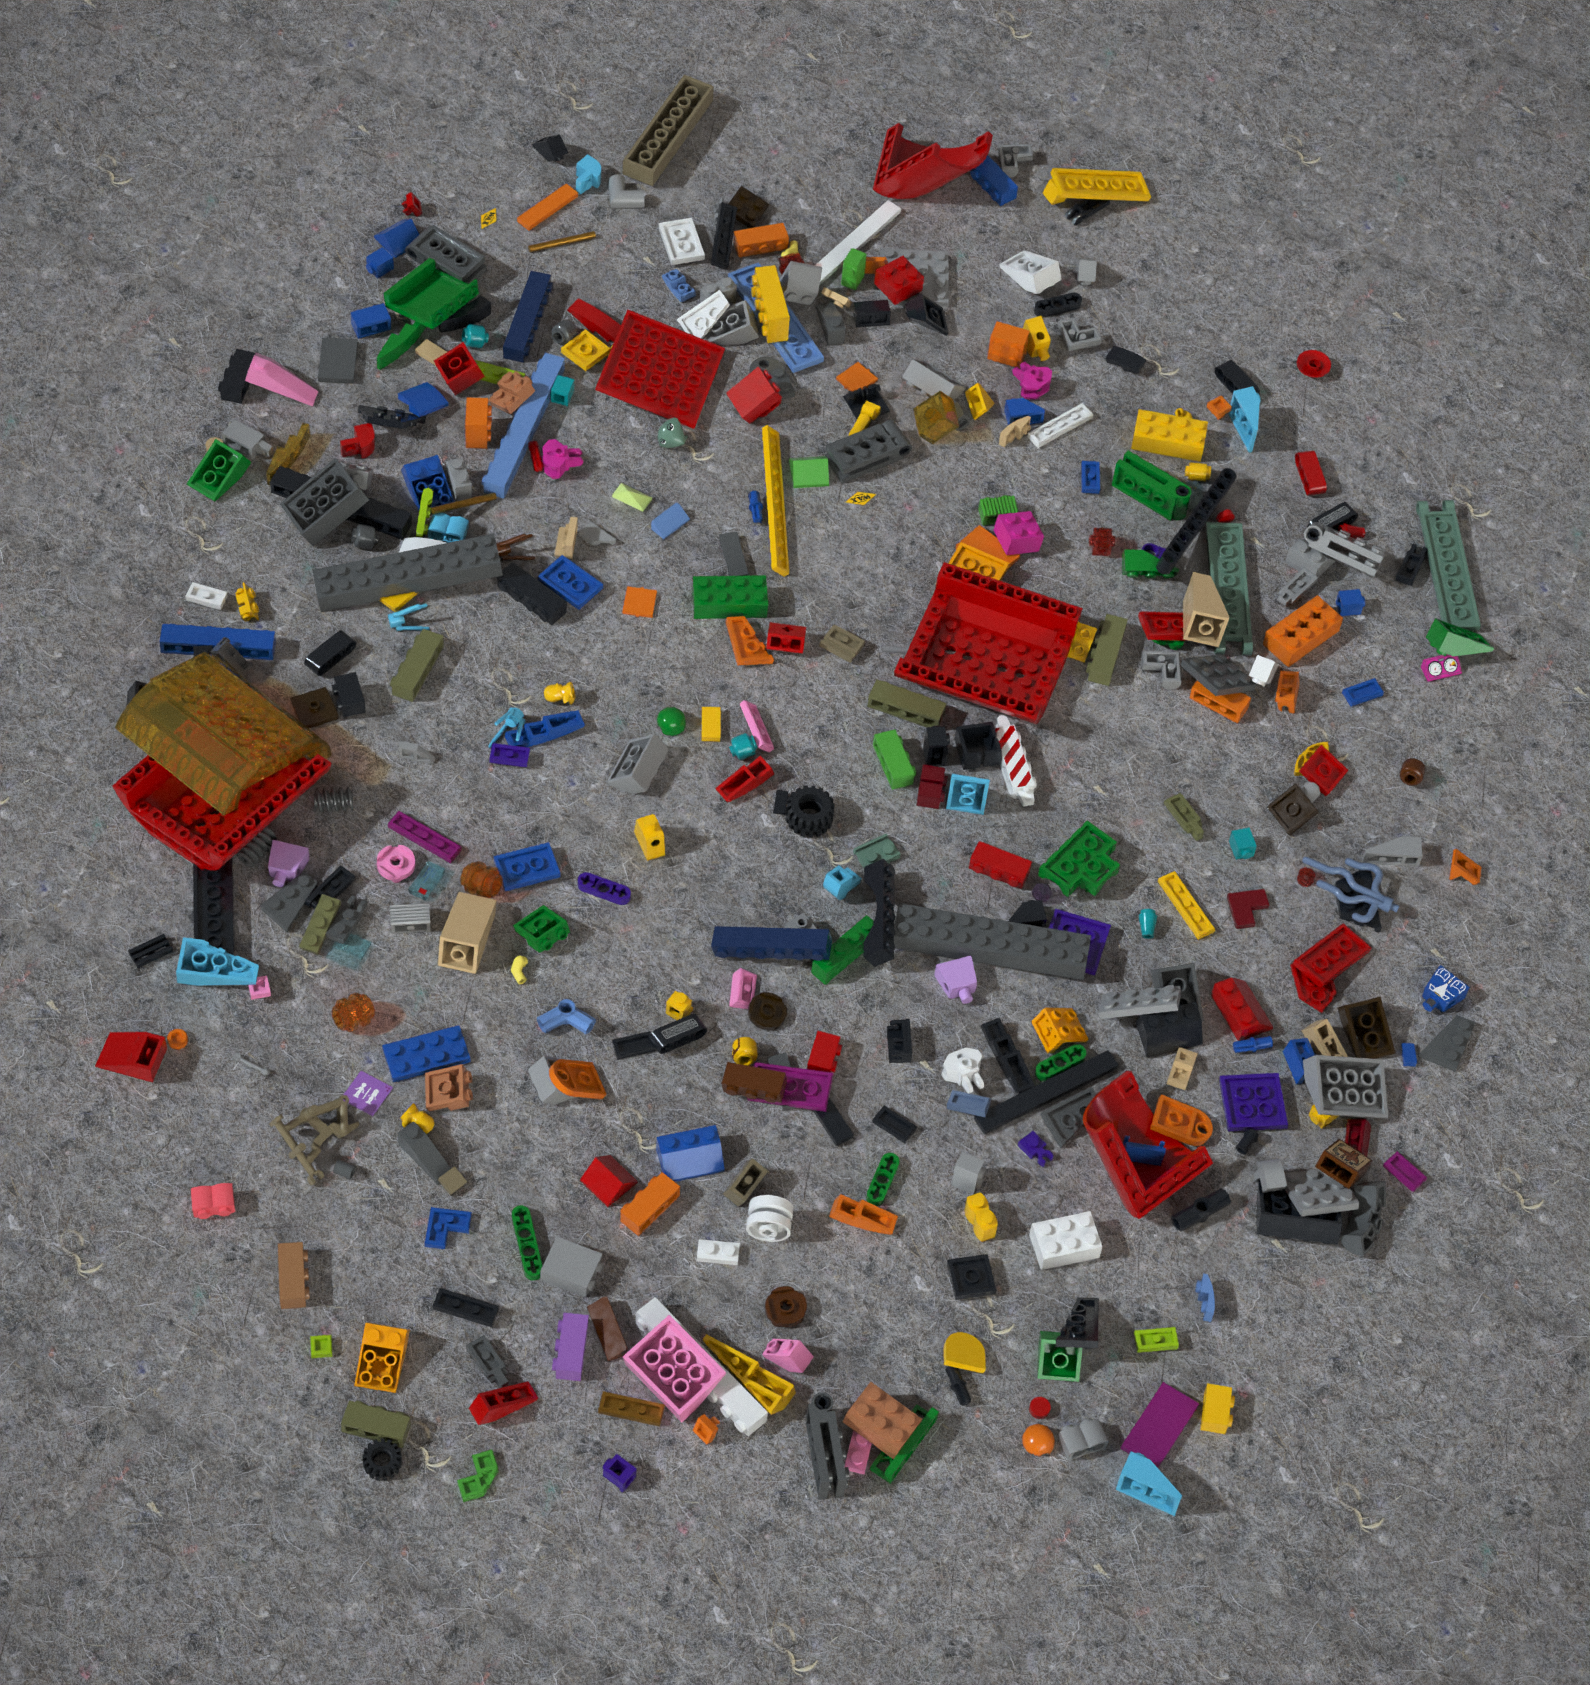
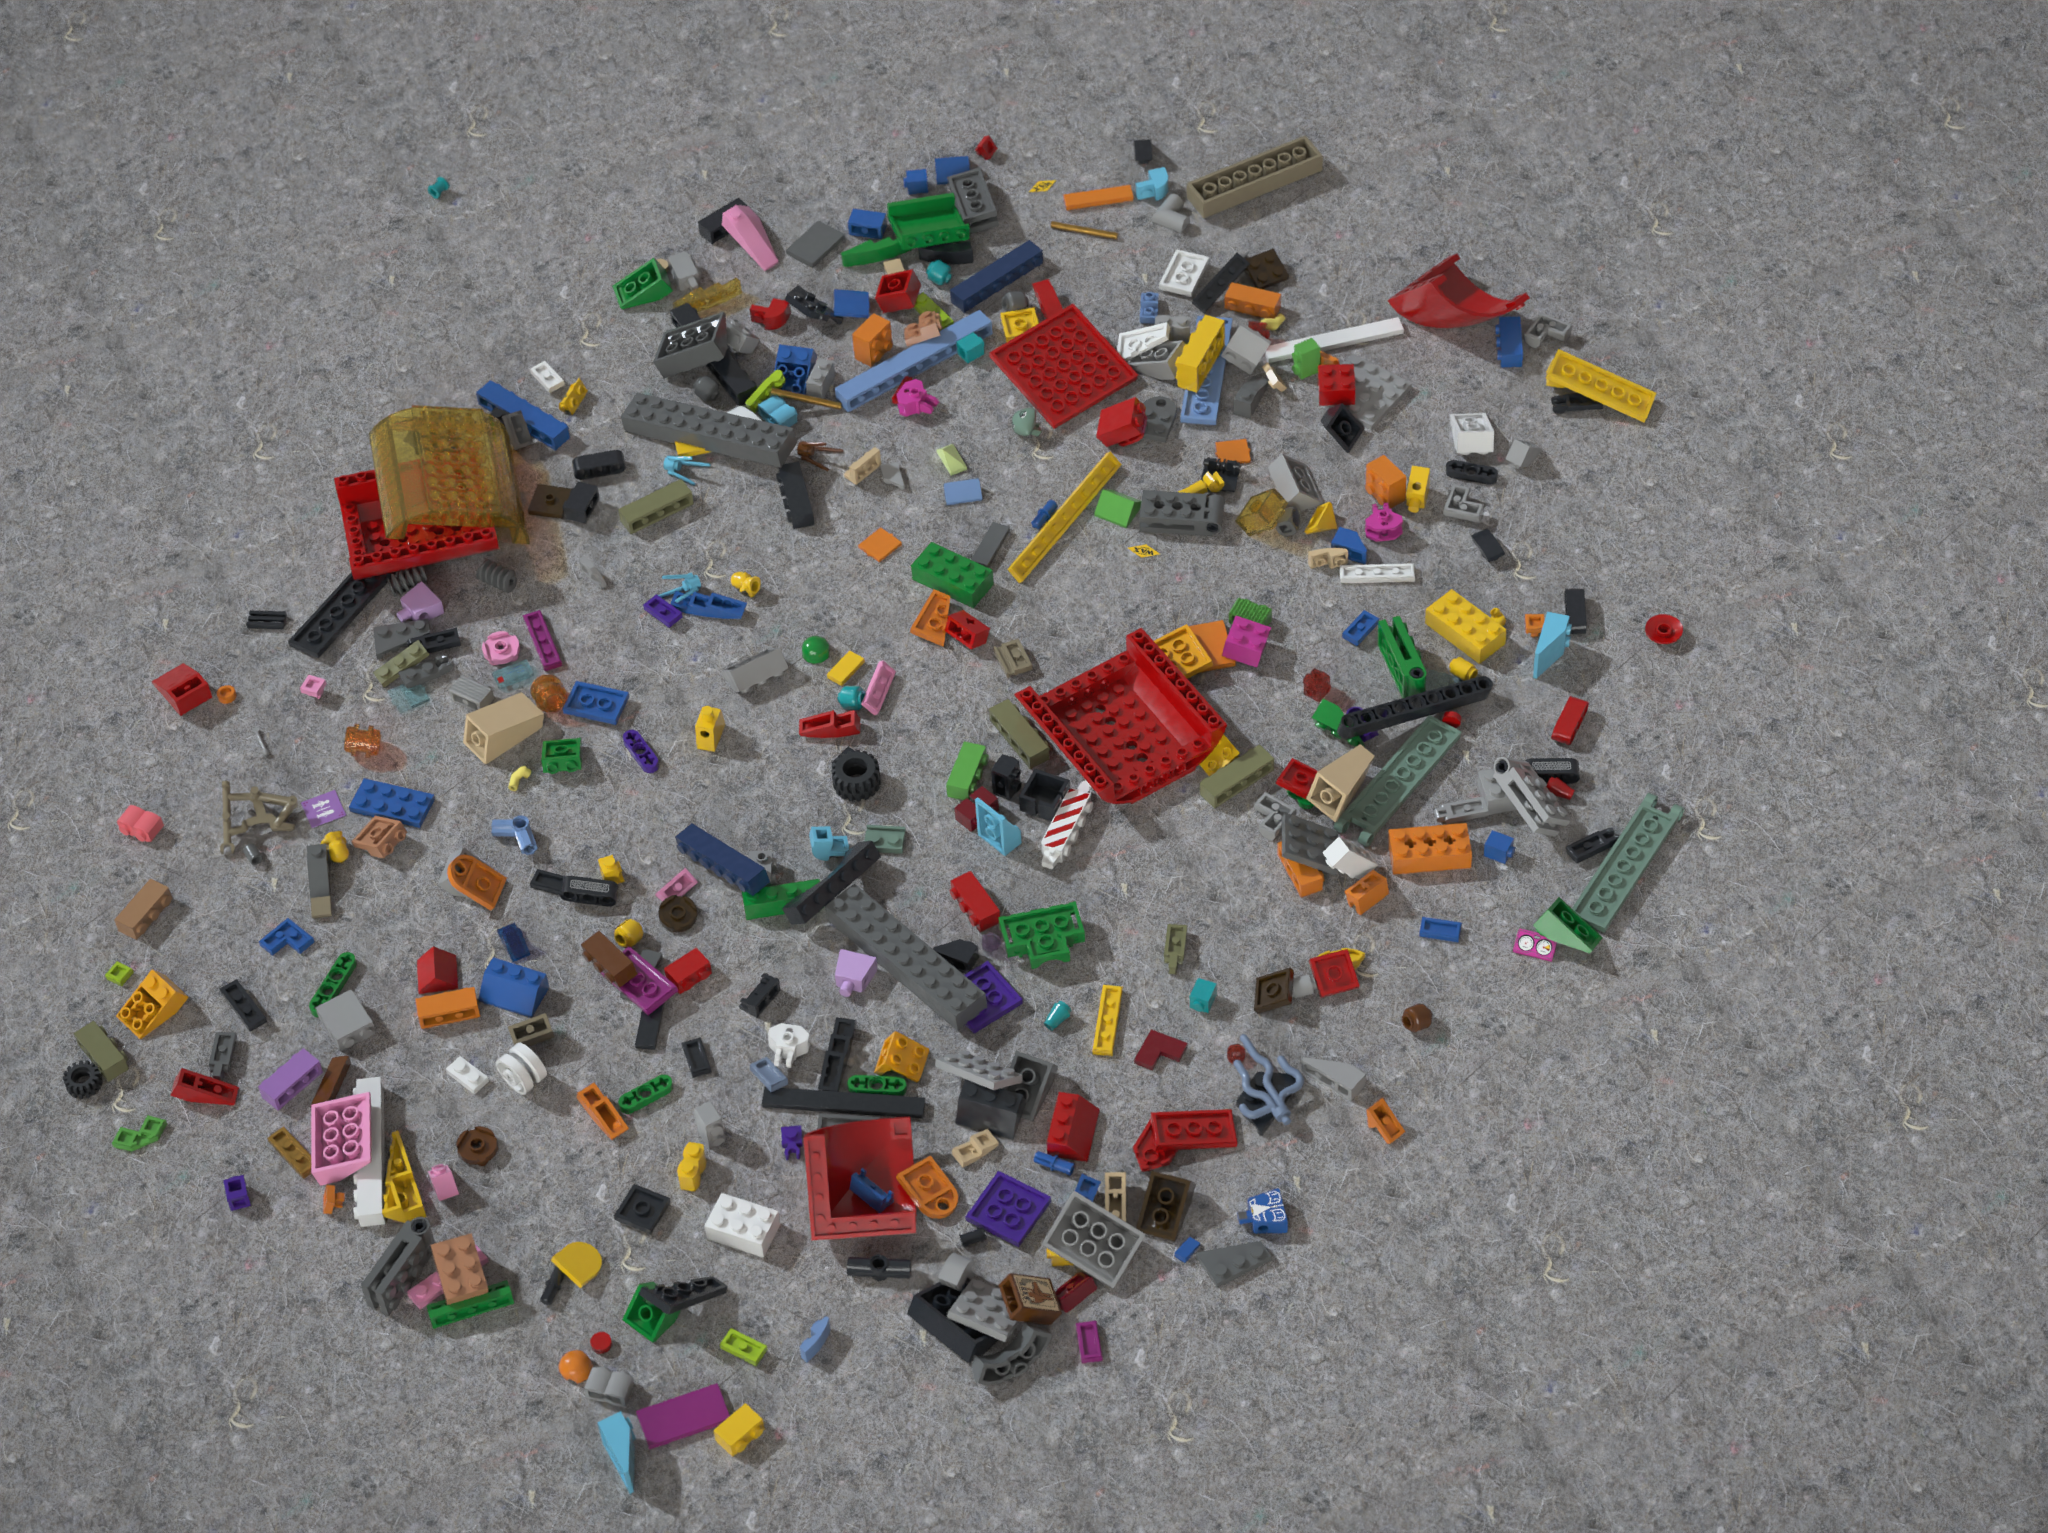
camera: 45 degrees right, 5 degrees down
(207, 965) = (291, 650): medium azure wedge -> none
(570, 582) = (835, 501): blue plate -> none
(651, 1115) = (513, 942): none -> clear blue slope
(871, 313) = (1293, 404): black hinge -> none

